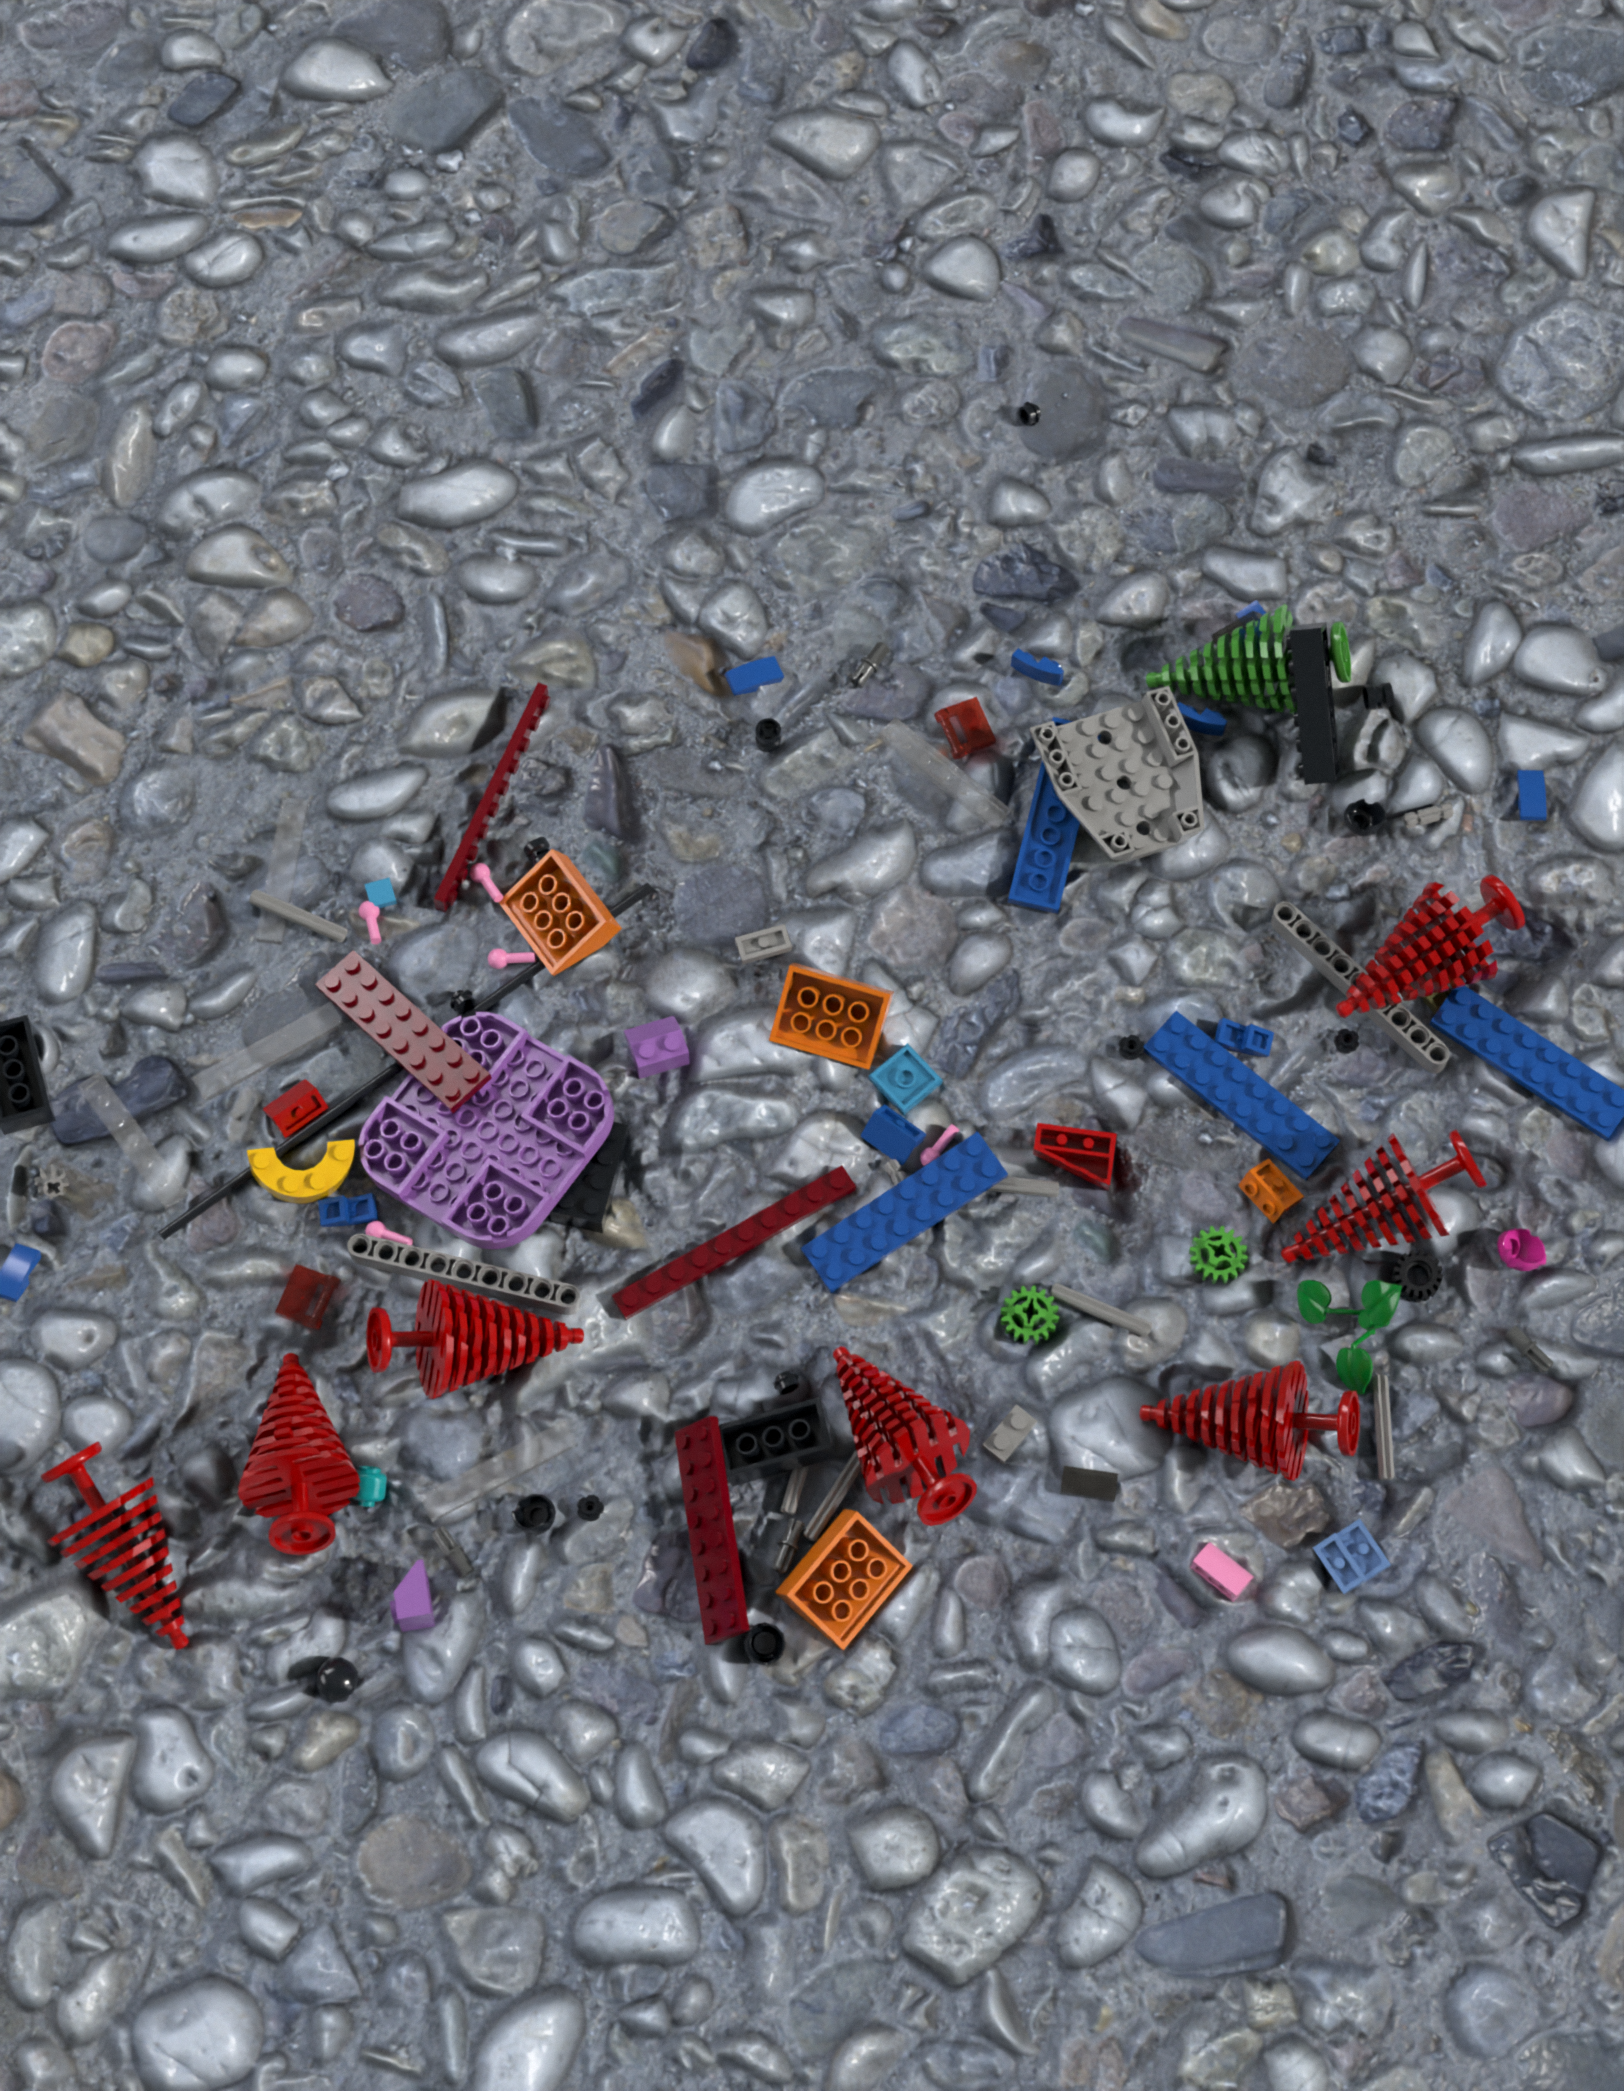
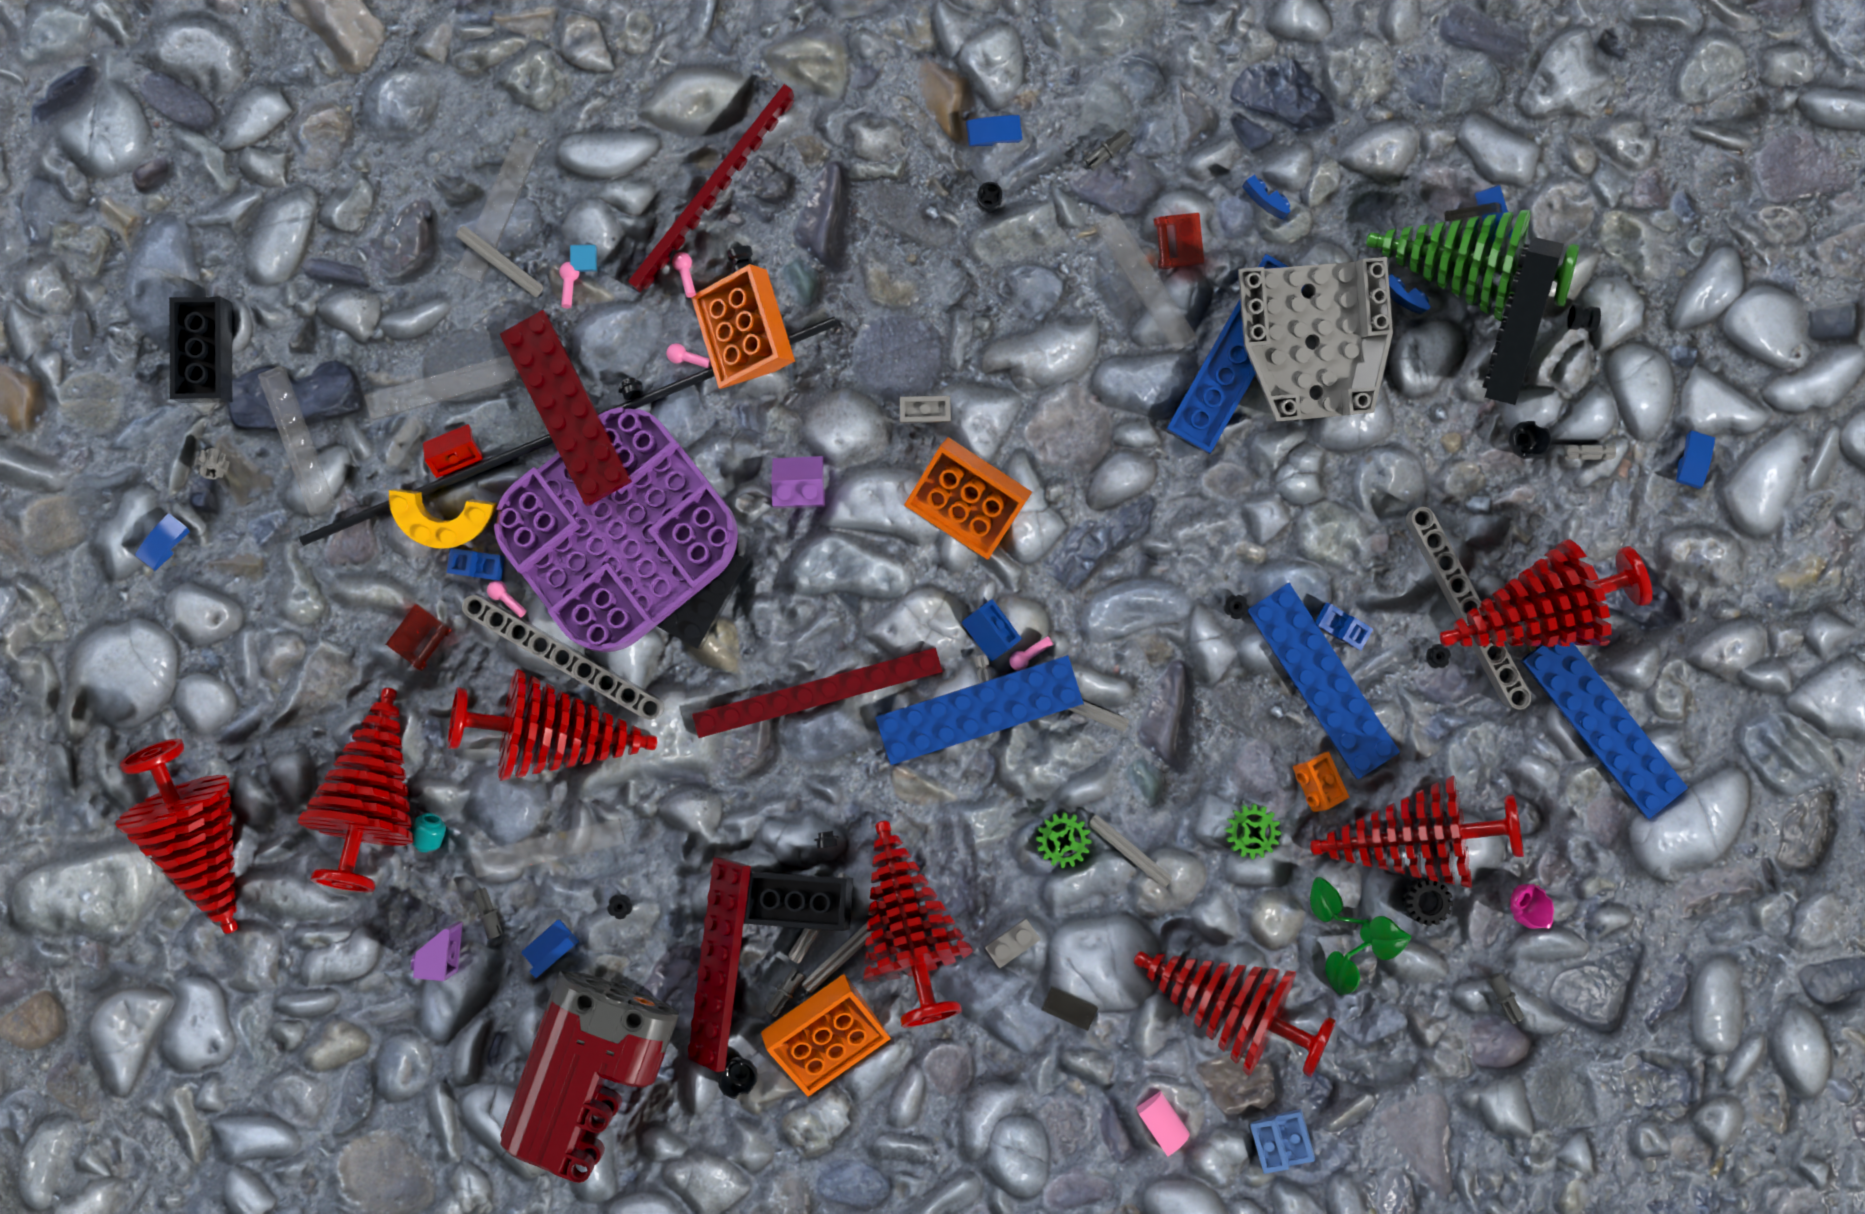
camera: 20 degrees right, 20 degrees up
(336, 1680) = (358, 998): black hair -> none
(527, 1571) = (549, 947): none -> blue panel
(534, 1514) = (566, 901): black hair -> none
(591, 1635) = (585, 1036): none -> dark red piece
(905, 1079) = (1018, 578): dark azure tile -> none
(1078, 1151) = (1157, 699): red wedge -> none
(1383, 1427) = (1349, 1033): light grey axle -> none

